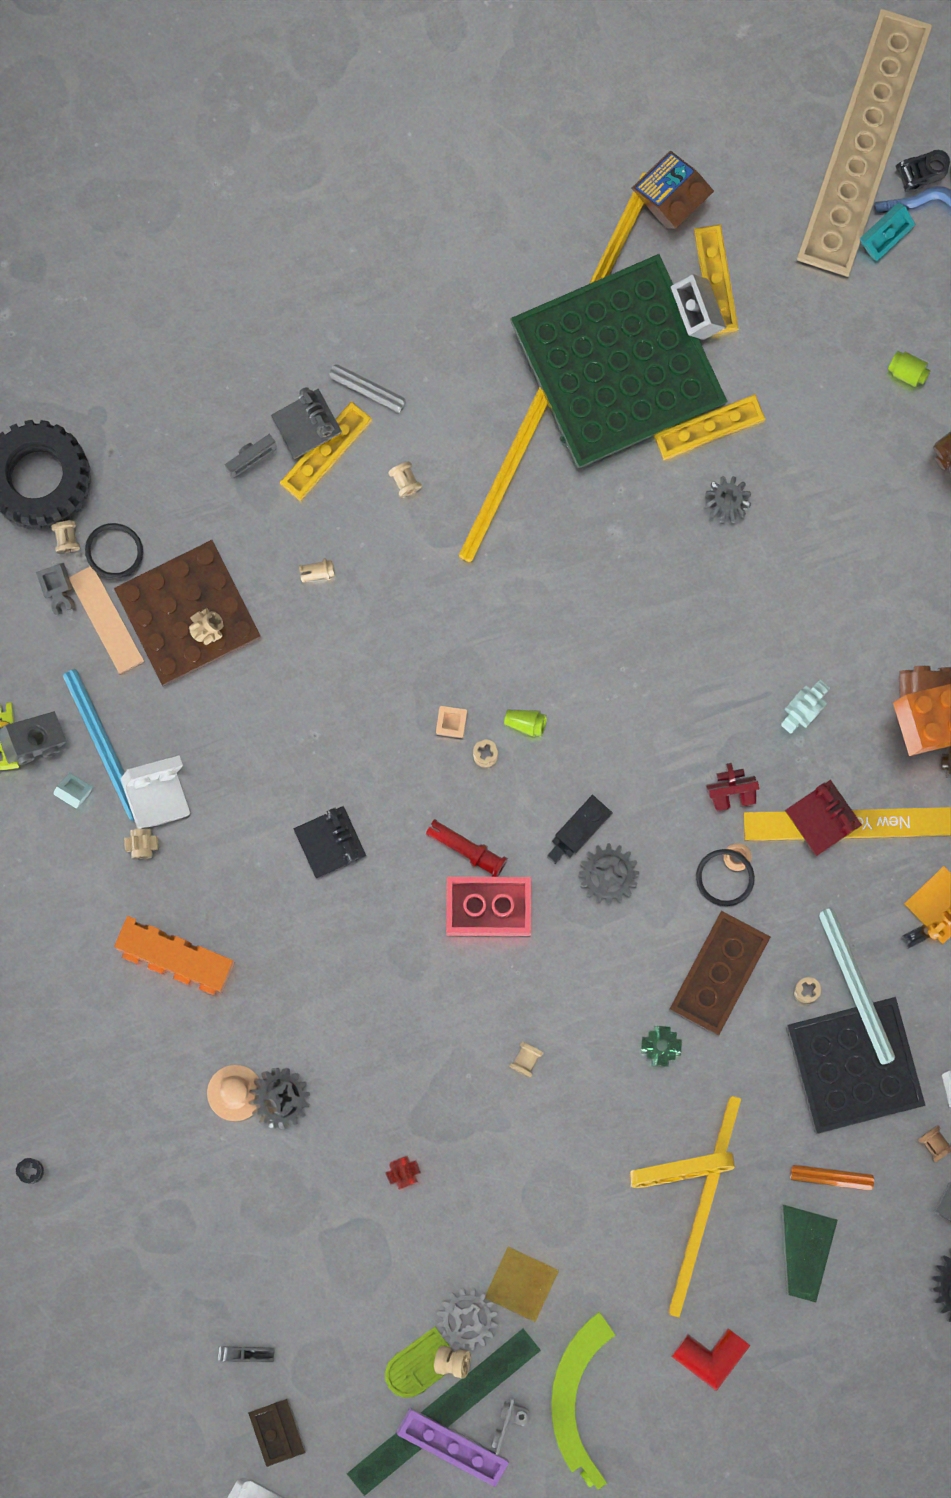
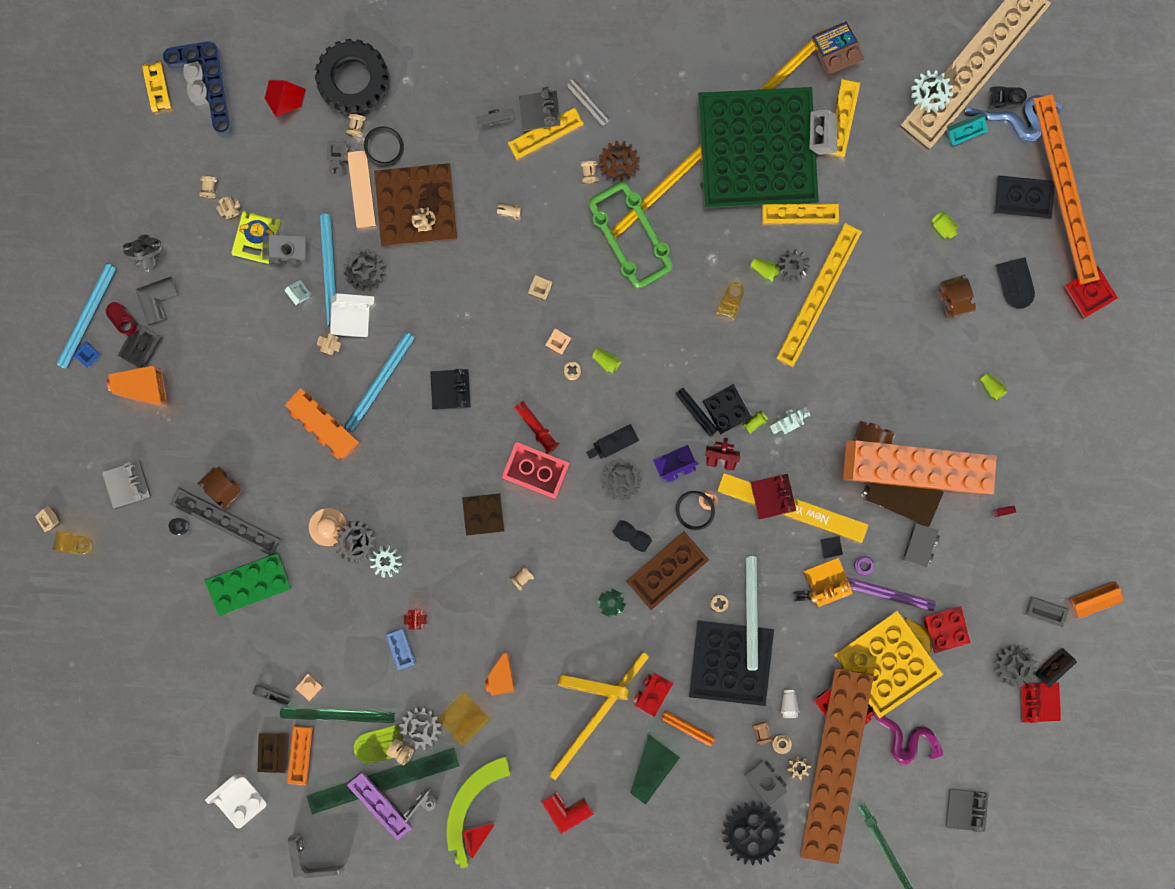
camera: 15 degrees right, 5 degrees up
(67, 1095) = (219, 487): none -> reddish brown brick
(92, 1140) = (225, 521): none -> dark grey tile
(140, 731) = (355, 271): none -> dark grey gear
(154, 1213) = (247, 584): none -> green plate
(229, 869) = (379, 381): none -> medium azure axle
(292, 1323) = (309, 687): none -> light nougat plate
(316, 1421) = (299, 755): none -> orange plate
(336, 1117) = (388, 568): none -> light aqua gear
(346, 1346) = (337, 715): none -> clear green axle
(398, 1221) = (400, 649): none -> medium blue plate
(399, 658) = (540, 287): none -> tan plate
(440, 994) = (483, 514): none -> dark brown plate
(450, 453) = (626, 167): none -> reddish brown gear
(541, 546) = (660, 250): none -> bright green bar
(550, 1204) = (501, 677): none -> orange slope
(602, 1437) = (476, 835): none -> red slope
(661, 946) = (637, 539): none -> black brick
(663, 582) = (730, 302): none -> clear yellow piece
(673, 824) = (675, 463): none -> dark purple bracket
(675, 744) = (696, 411): none -> black axle
(692, 517) = (766, 268): none -> lime cone
(714, 724) = (727, 409): none -> black hinge
(759, 726) = (755, 421): none -> lime pin
(766, 1148) = (653, 694): none -> red bracket
(777, 525) = (819, 294): none -> yellow tile
(832, 200) = (925, 87): none -> light aqua gear
(928, 856) = (831, 547): none -> black tile

